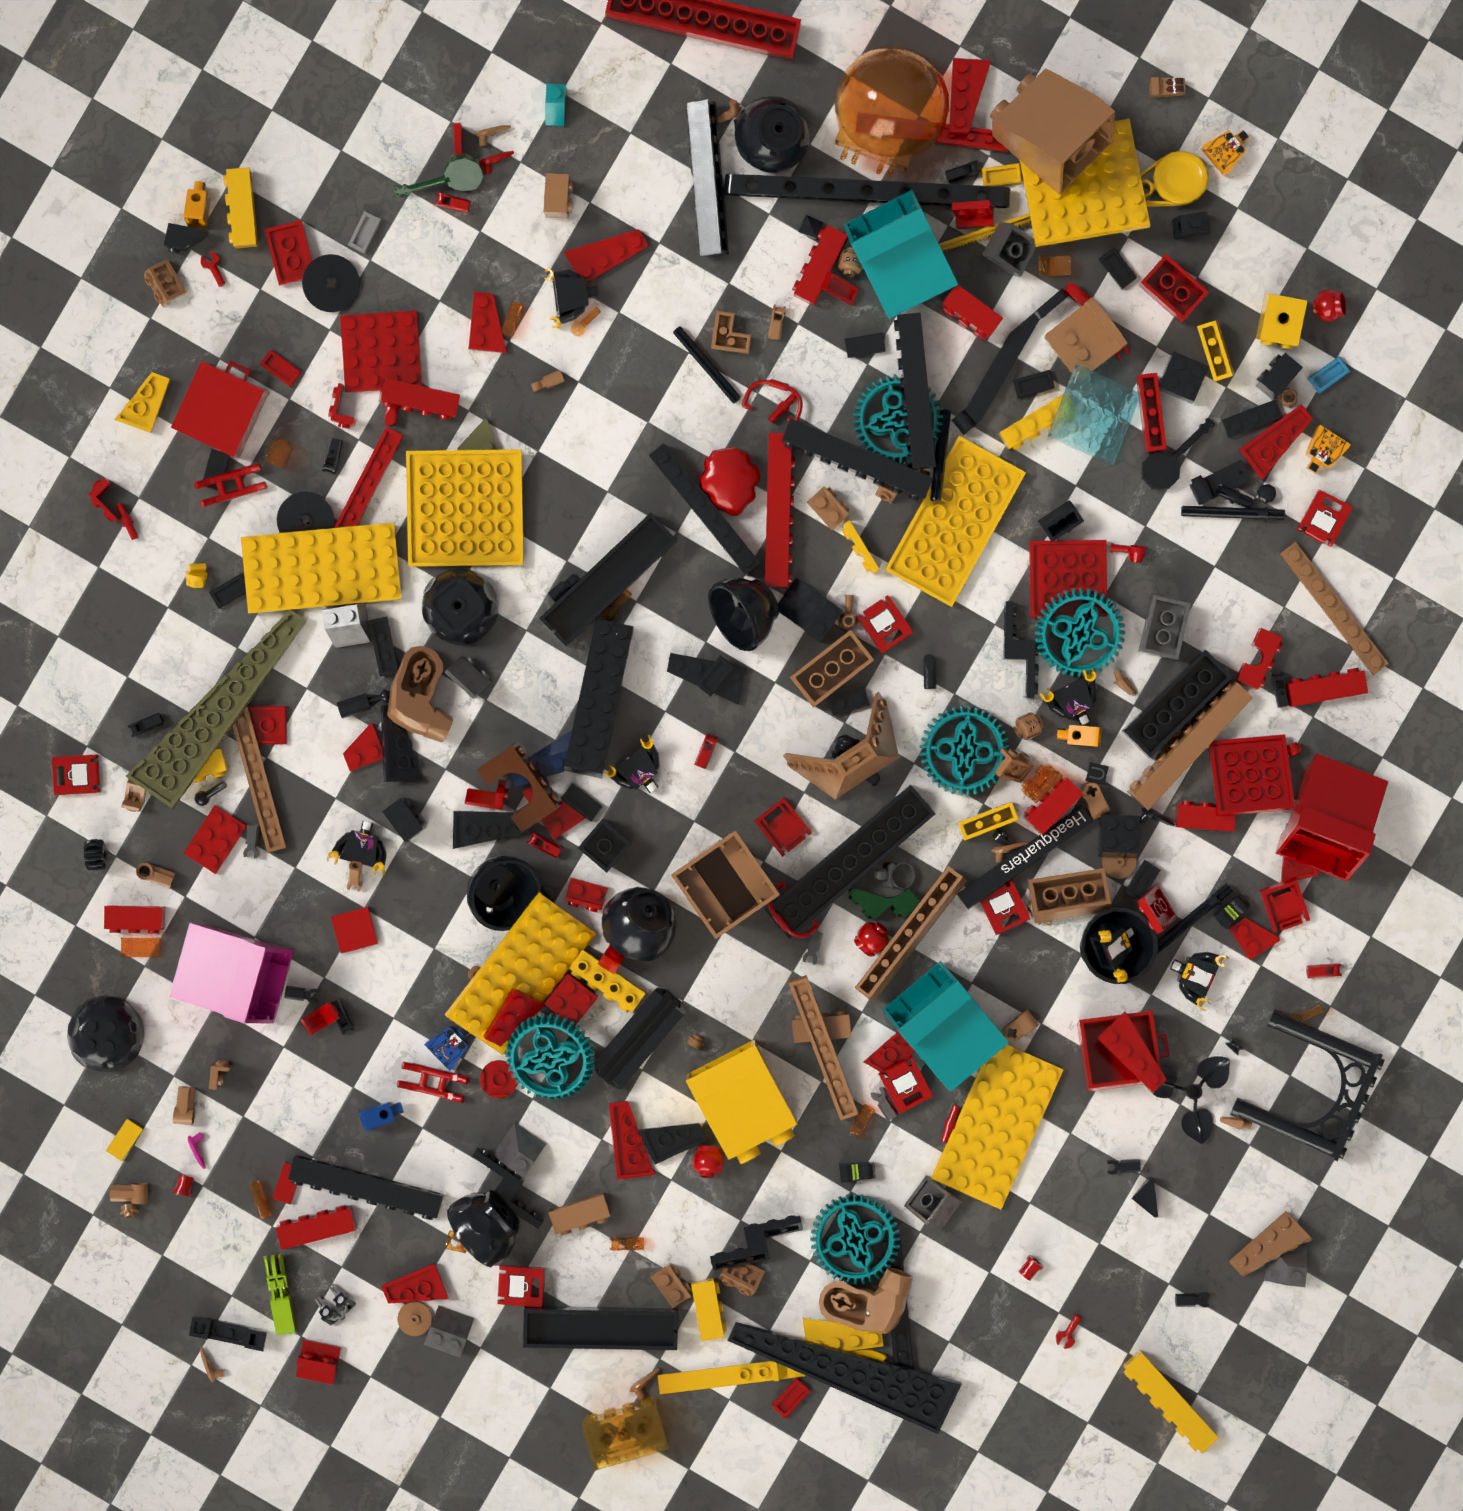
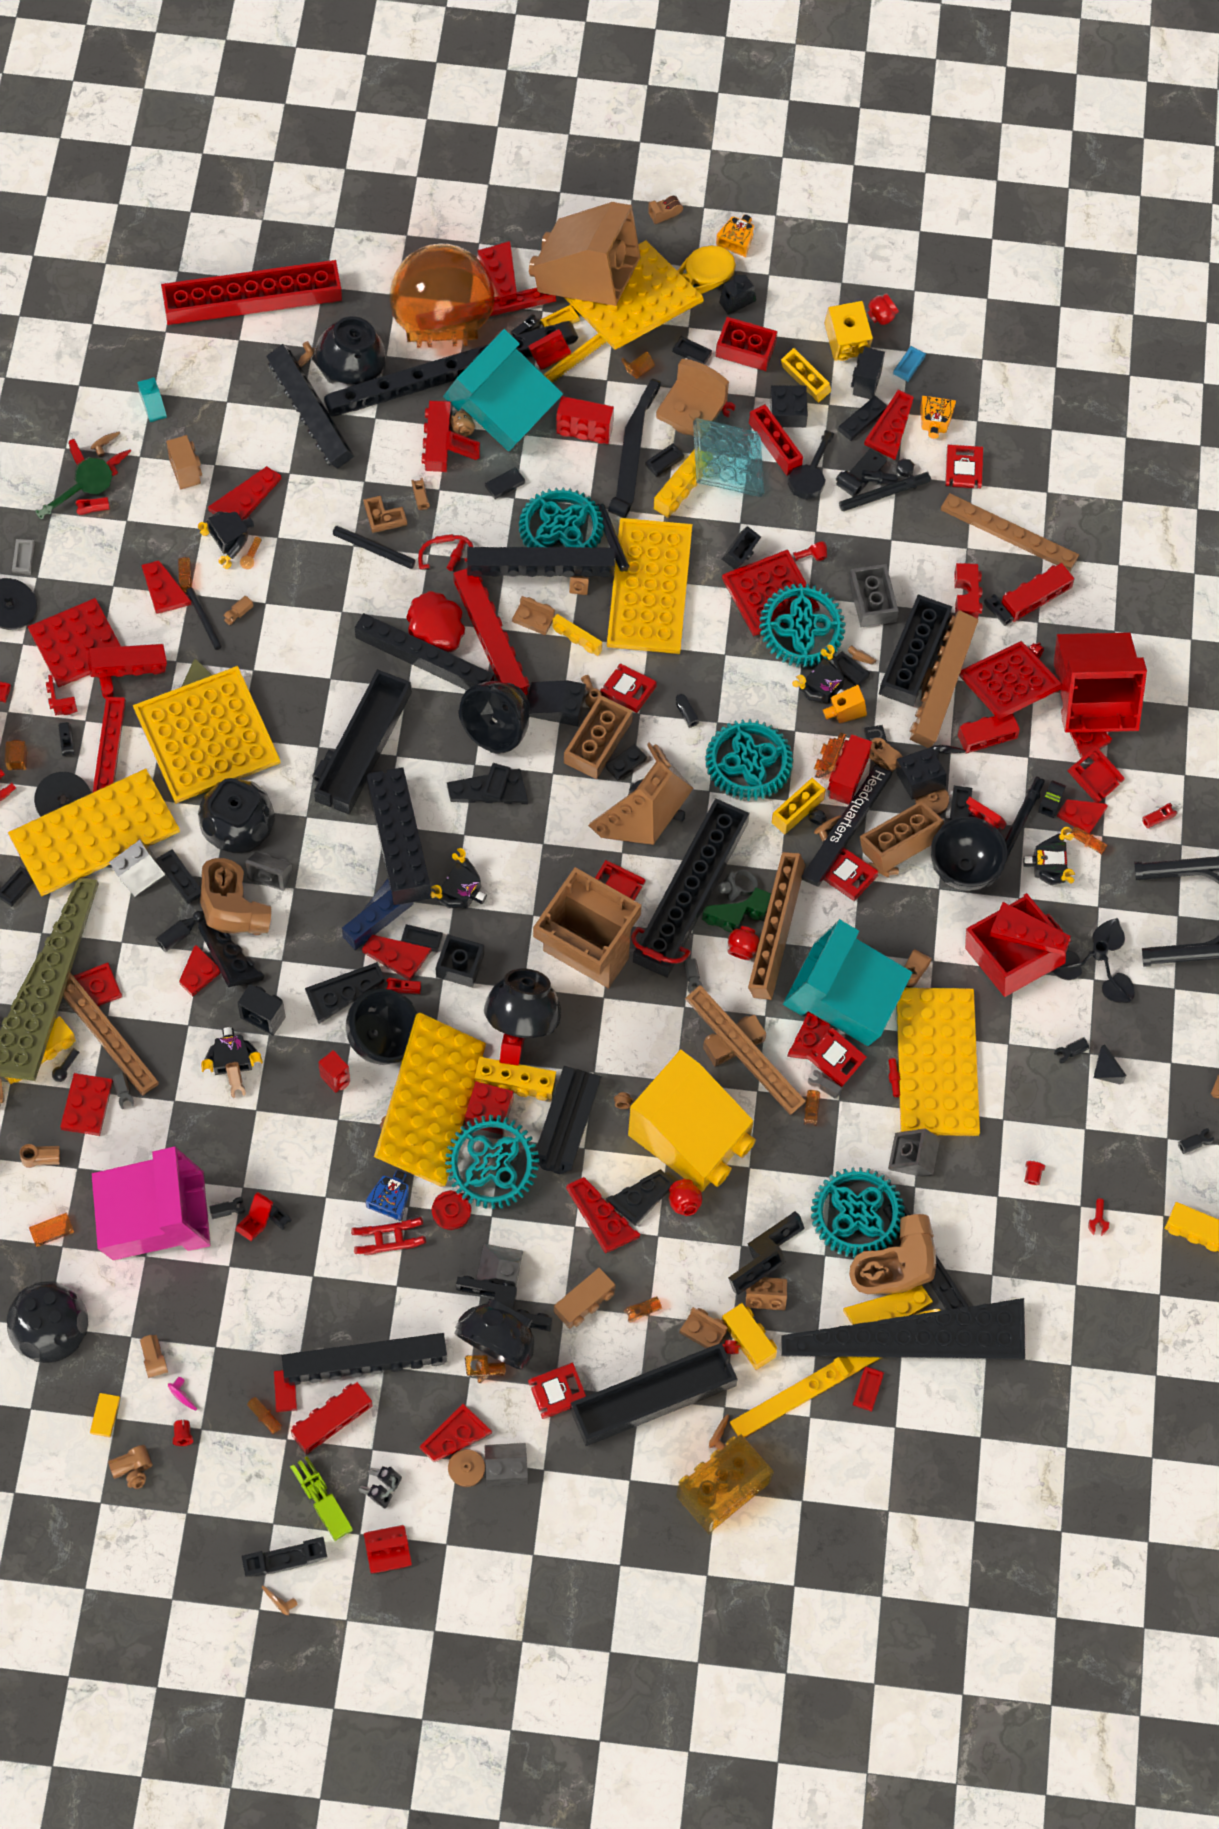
camera: 25 degrees left, 25 degrees down
(134, 918) = (35, 1203): red brick -> none
(216, 1075) = (174, 1302): medium nougat bracket -> none
(354, 930) = (254, 1131): red tile -> none
(370, 1116) = (348, 1285): blue torso -> none
(446, 909) = (334, 1072): none -> red brick
(487, 798) = (337, 966): red bracket -> none
(512, 375) = (203, 617): none -> black bar
(512, 1013) = (437, 1137): red wing -> none
(515, 760) = (343, 911): reddish brown arch -> none
(586, 894) = (461, 1013): red bracket -> none
(611, 612) = (381, 761): clear orange bar -> none
(687, 1312) = (731, 1347): none -> red plate
(704, 755) = (516, 852): red bar -> none
(810, 227) = (416, 414): black slope -> none
(856, 1171) = (828, 1153): black leg -> none
(915, 391) = (566, 490): black brick -> none
(1010, 249) = (594, 362): dark grey brick -> none
(1014, 766) = (799, 751): medium nougat bracket -> none
(1020, 649) = (757, 662): black bracket -> none
(1028, 726) = (795, 718): medium nougat head -> none
(1076, 294) = (666, 379): red bar -> none
(1107, 693) = (852, 670): none -> black tile
(1112, 947) = (963, 856): torso -> none
(1234, 1046) = (1115, 907): black bush -> none
(1237, 1123) = (1152, 971): medium nougat bar -> none
(1244, 967) = (1089, 840): none -> clear orange axle
(1293, 397) = (884, 386): medium nougat plate -> none
(1307, 1014) = (1167, 852): clear orange bar -> none

